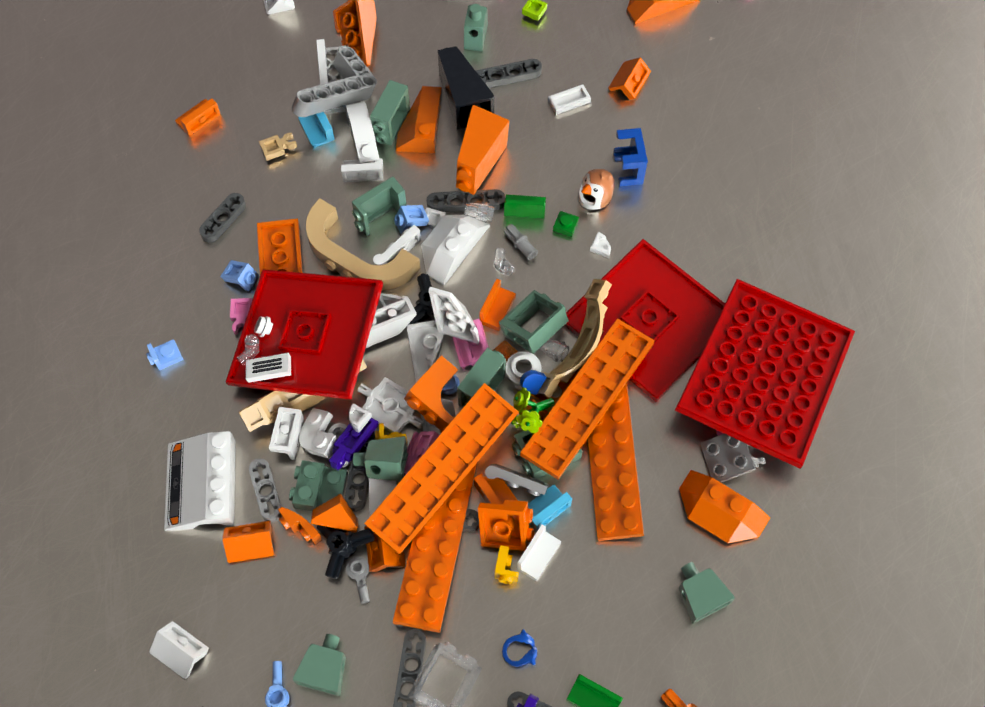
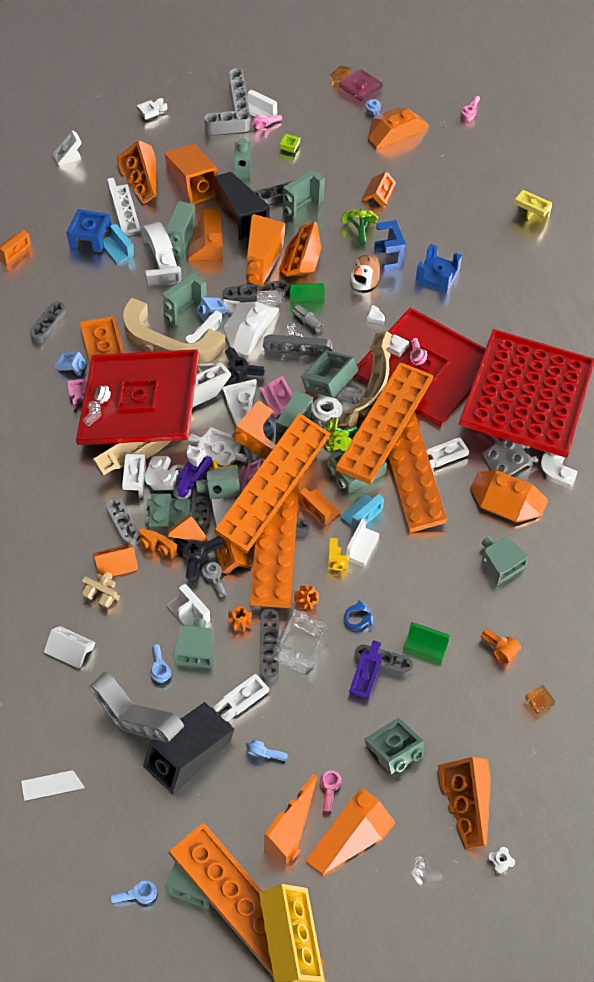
camera: 10 degrees left, 10 degrees down
(164, 354) = (16, 429): light blue bracket -> none
(200, 481) = (64, 519): white piece -> none
(226, 576) = (91, 587): none -> tan hips
(268, 367) = (112, 424): white tile -> none
(274, 147) = (85, 264): tan plate -> none
(279, 102) = (90, 227): none -> blue panel
(321, 617) = (188, 607): none -> white panel
(355, 86) = (144, 211): light grey beam -> none
(377, 630) = (239, 618): none -> orange gear
(415, 39) = (192, 173): none -> orange slope
(452, 316) = (262, 369): white wedge -> none
(461, 619) = (306, 597): none -> orange gear
(496, 306) = (295, 367): orange panel -> none
(506, 524) = (331, 521): orange plate -> none
(508, 277) = (271, 344): none -> dark grey beam
(515, 479) = (334, 490): light grey plate -> none
(526, 155) = (302, 251): none -> orange wedge
(532, 381) = (338, 413): blue tile -> none
(538, 75) = (301, 191): none -> sand green panel
(565, 223) = (343, 302): green plate -> none
(569, 99) = (330, 209): white tile -> none
(593, 112) = (368, 217): none -> plant
(620, 289) = (397, 345): none -> white plate
(641, 307) = (417, 355): none -> bright pink plate
(658, 439) = (447, 452): none -> white hinge
(683, 193) = (437, 270): none -> blue panel
(786, 480) = (556, 472): none -> white plate
(809, 116) = (533, 204): none -> light yellow panel

